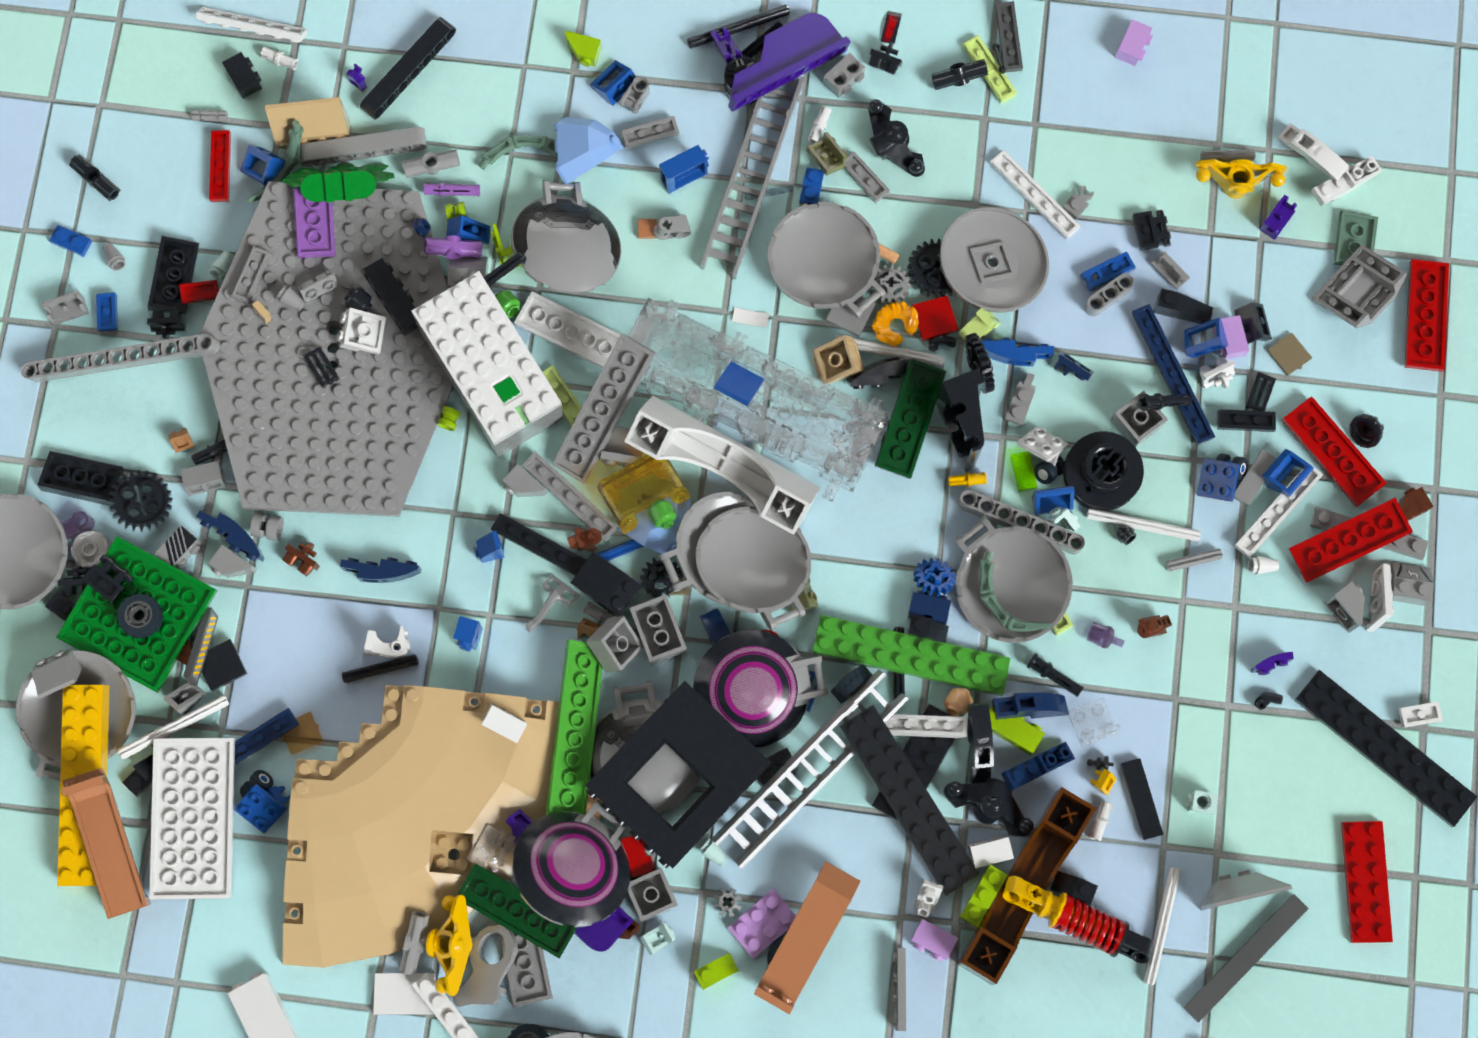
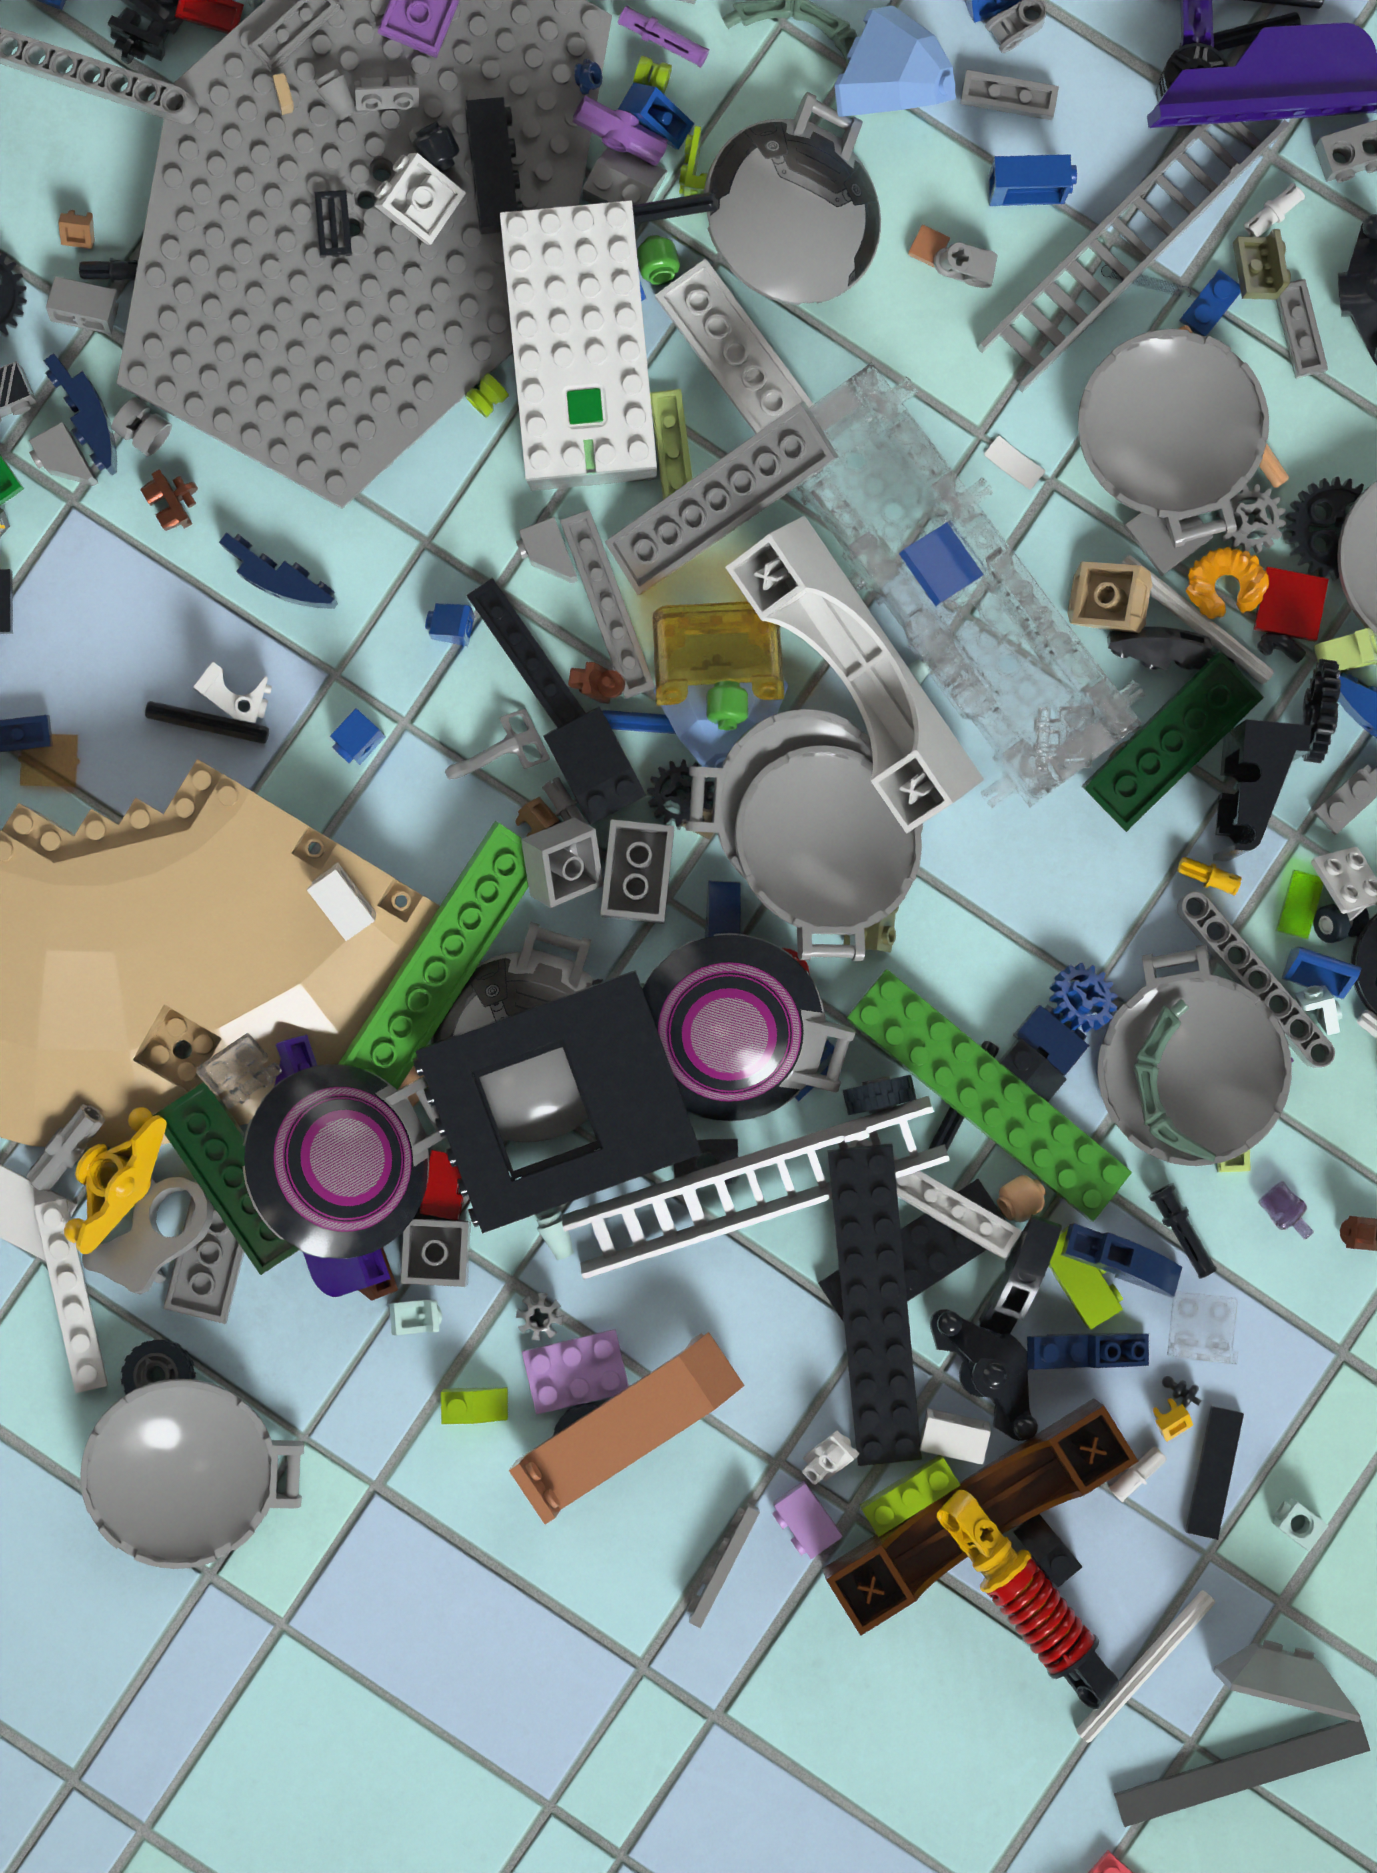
camera: 25 degrees right, 10 degrees up
(619, 452) = (709, 572): light grey bracket -> none

